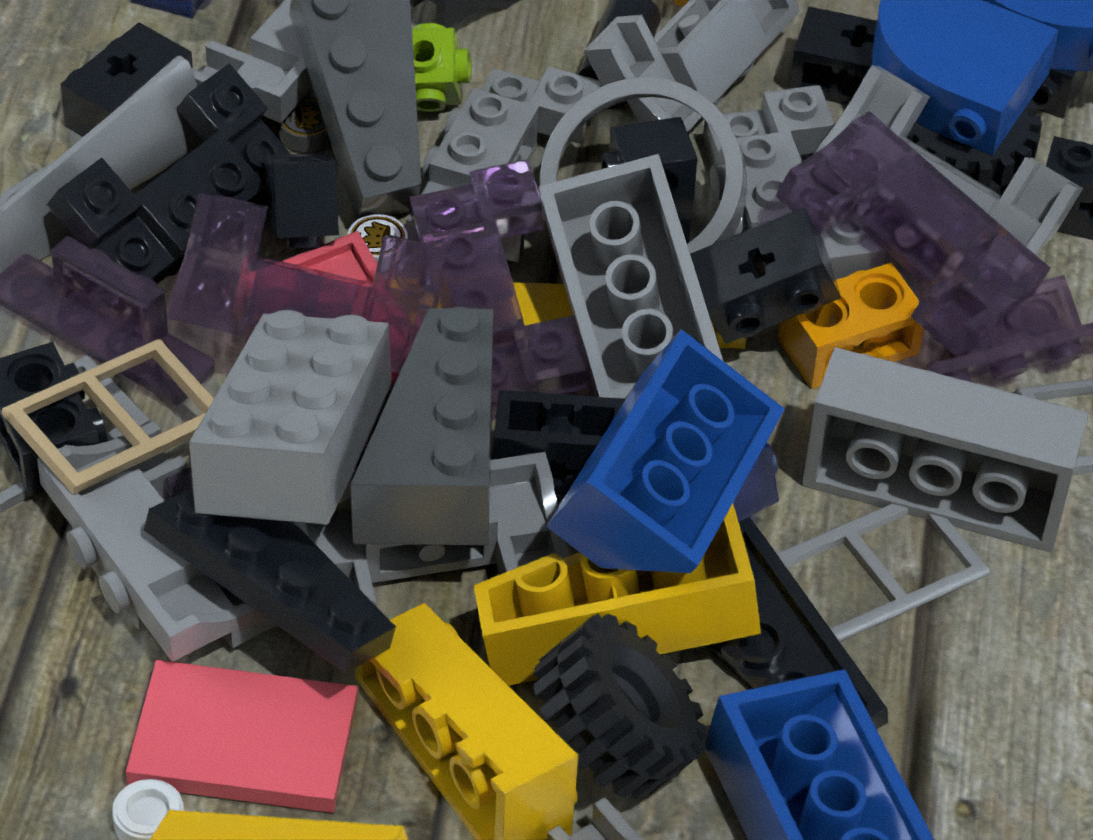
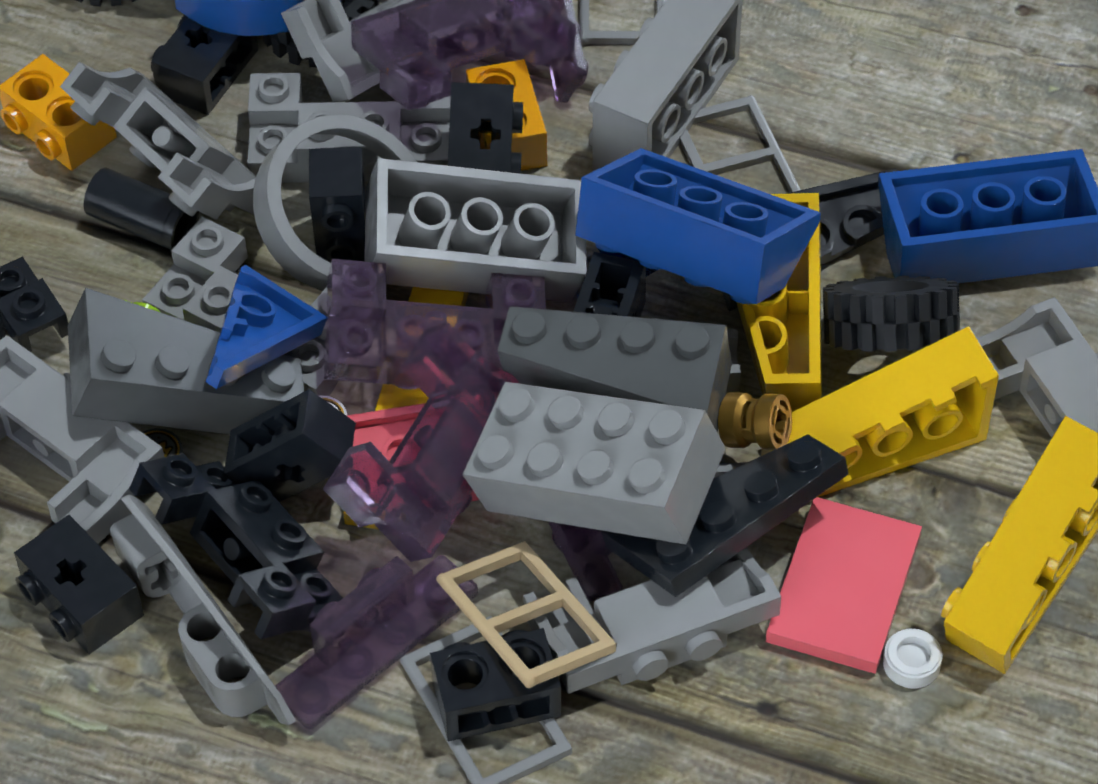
camera: 75 degrees left, 5 degrees up
(408, 576) = (755, 420): none -> pearl gold wheel
(421, 119) = (260, 327): none -> blue wing

